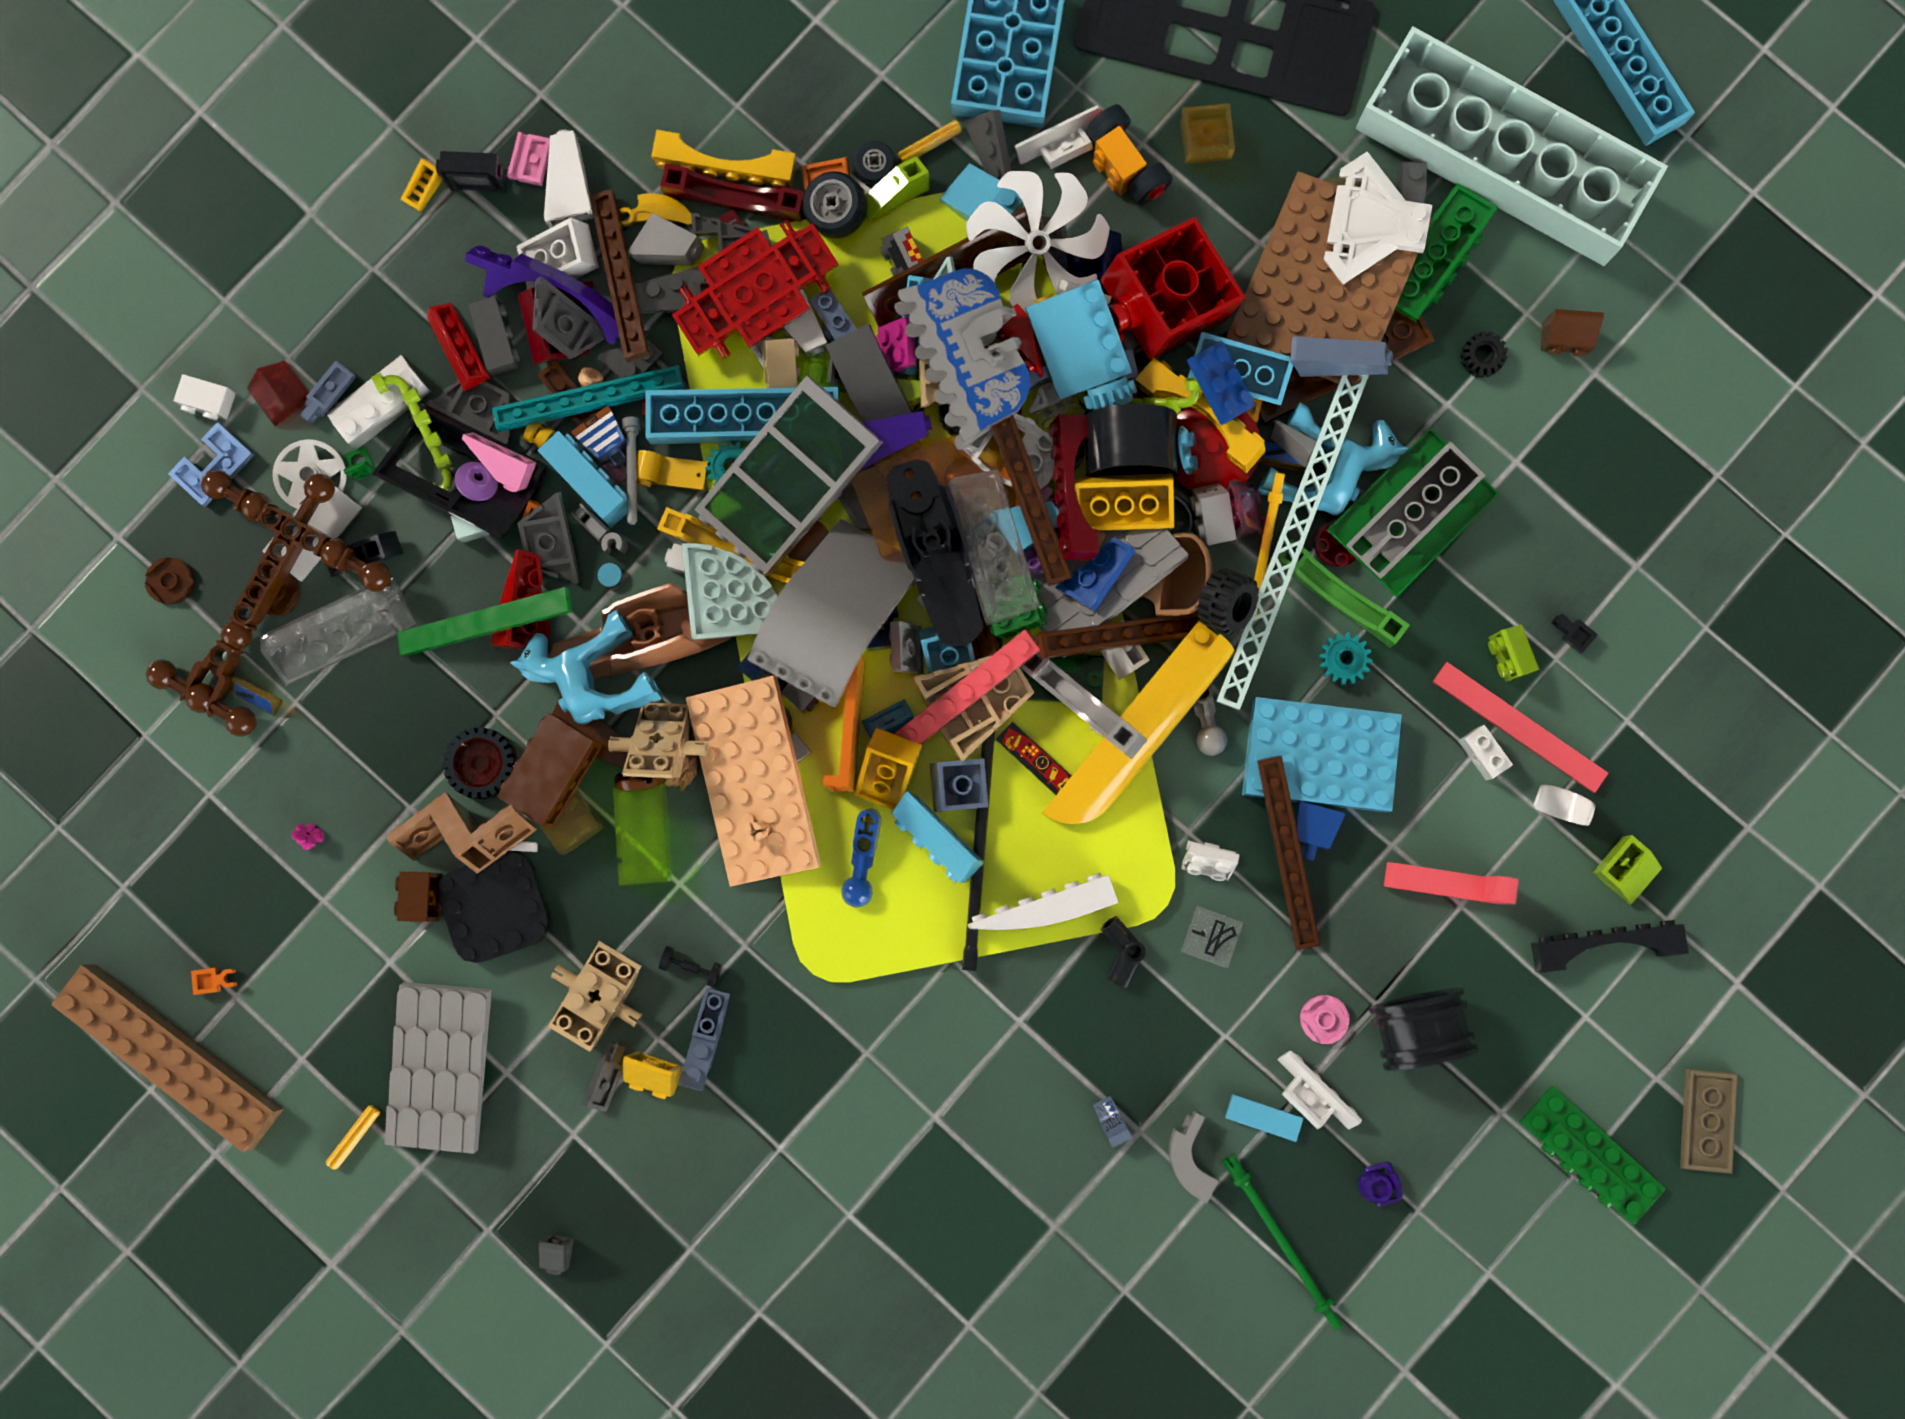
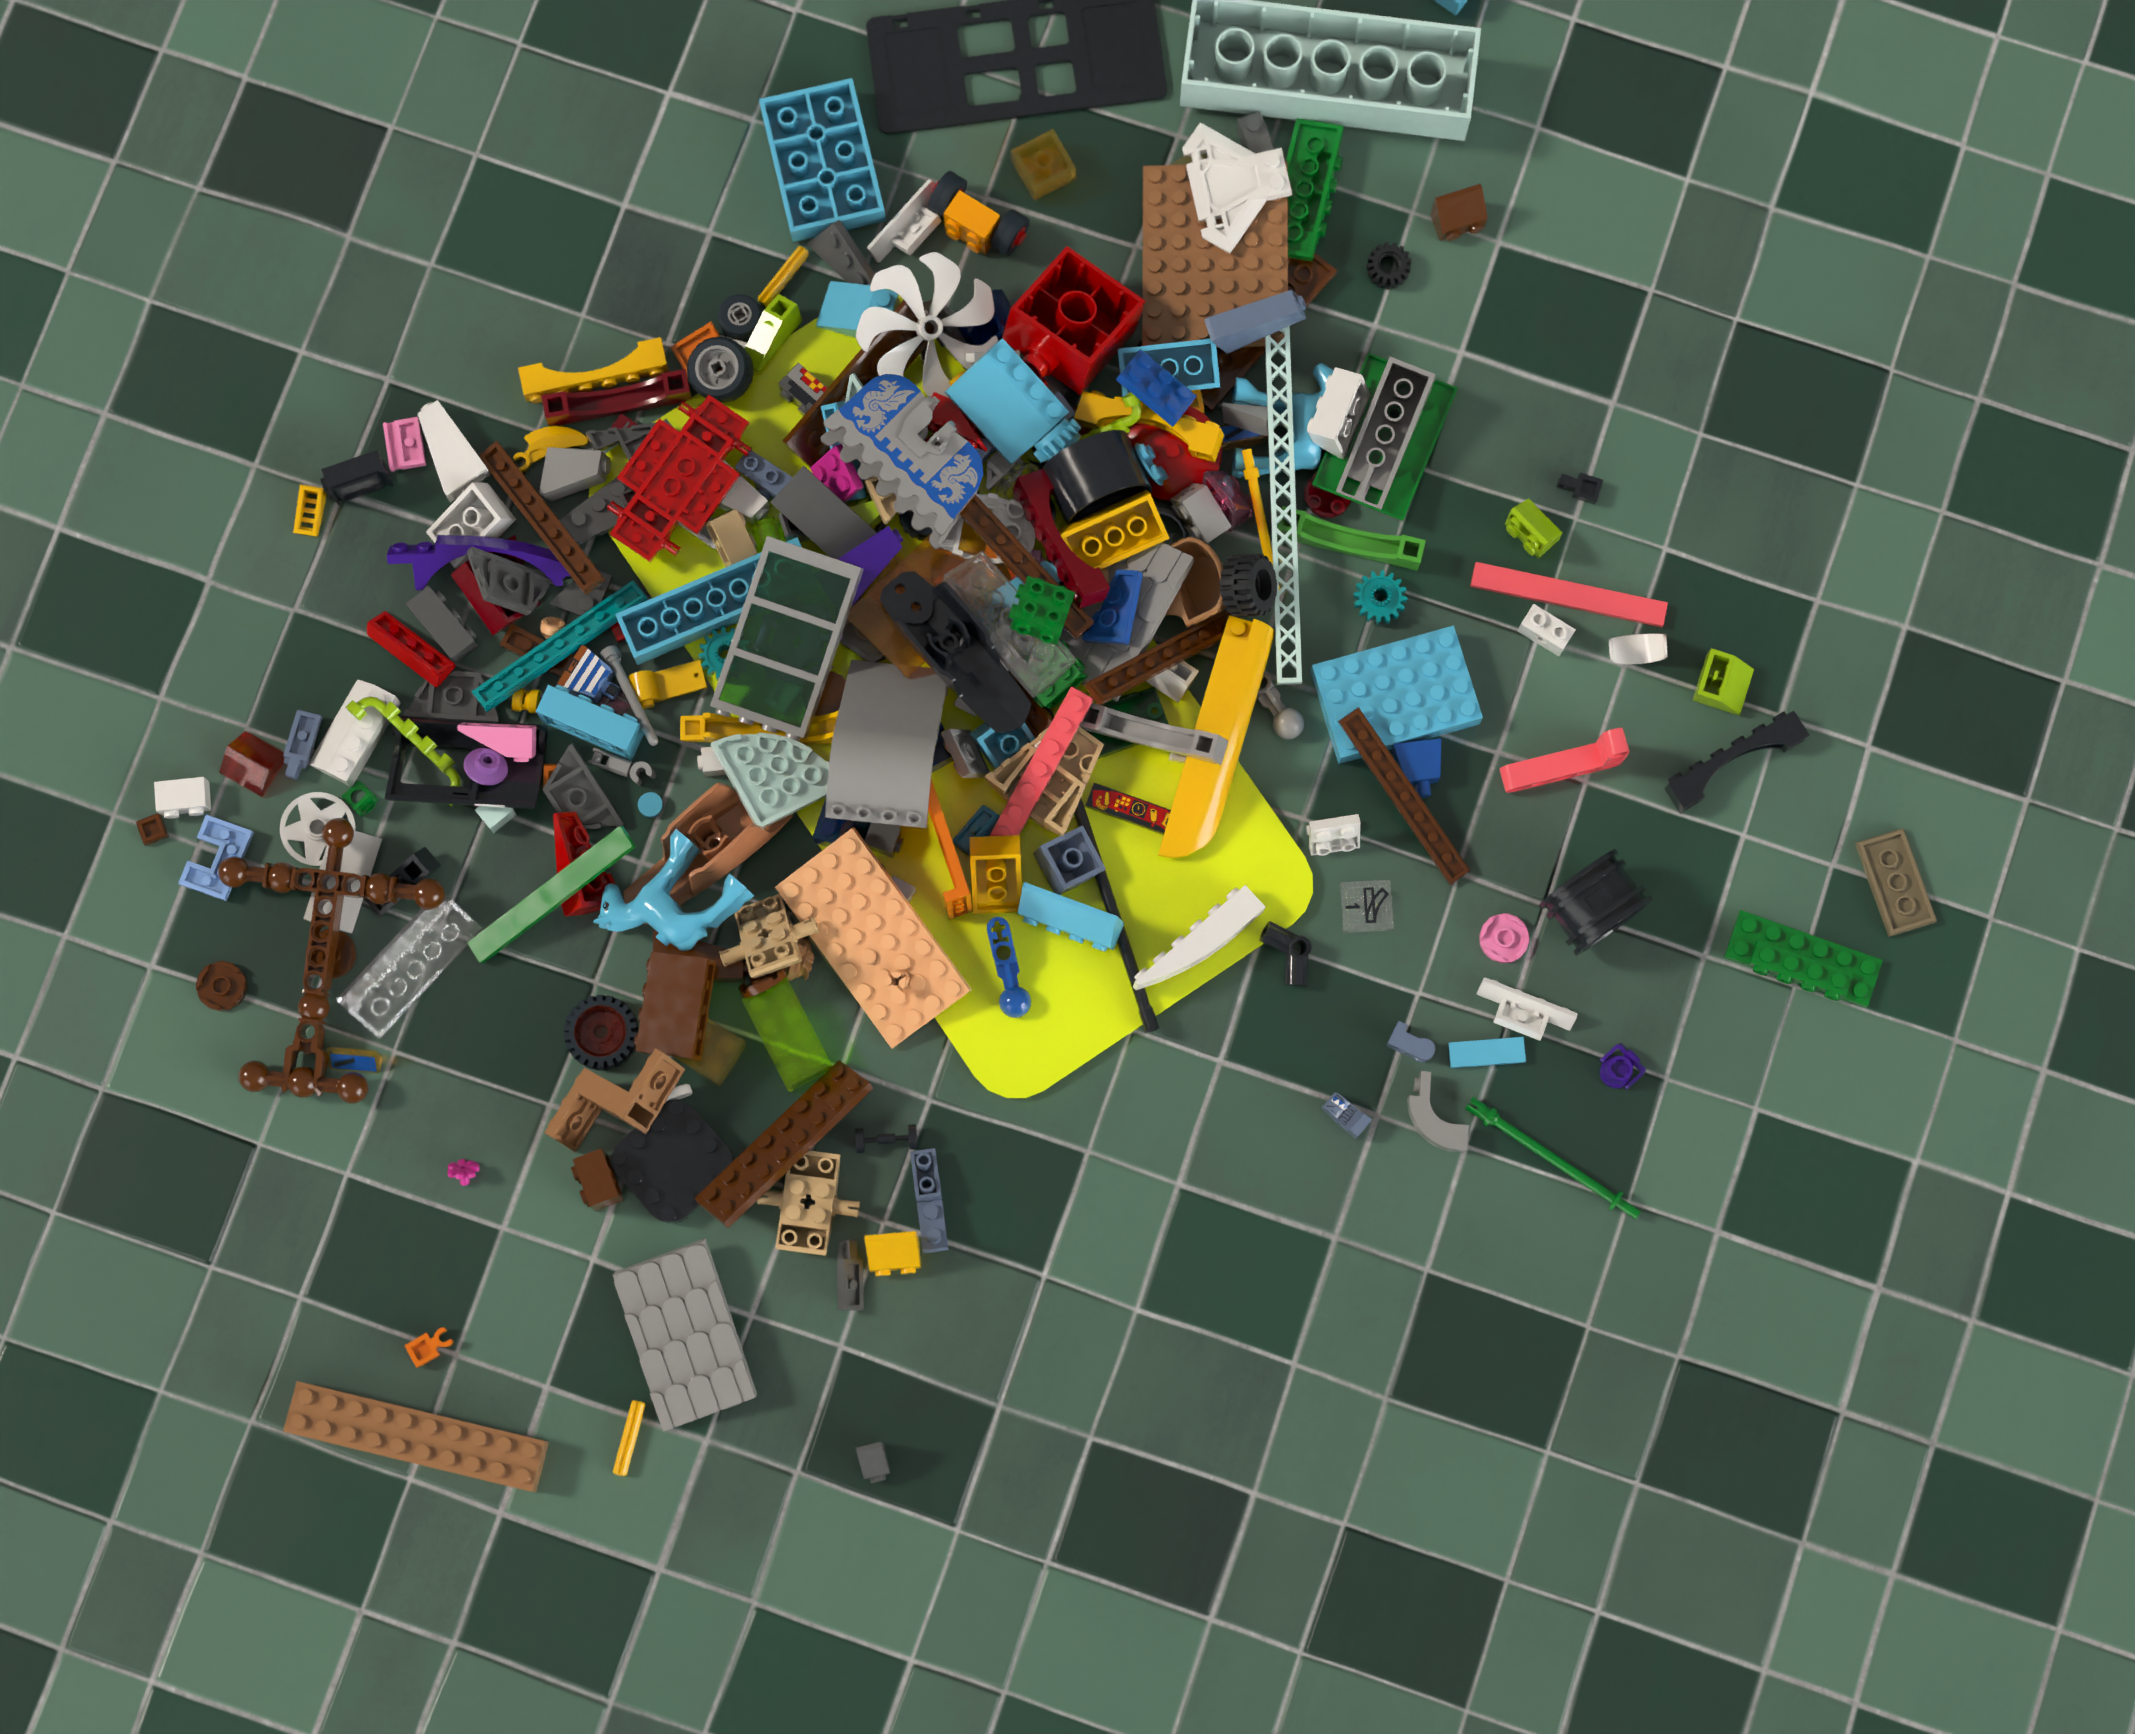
camera: 30 degrees left, 5 degrees down
(168, 415) = (152, 829): none -> reddish brown tile
(594, 935) = (783, 1143): none -> reddish brown plate
(1026, 547) = (1041, 609): none -> green brick
(1203, 1089) = (1409, 1045): none -> sand blue leg
(1380, 473) = (1339, 412): none -> white slope

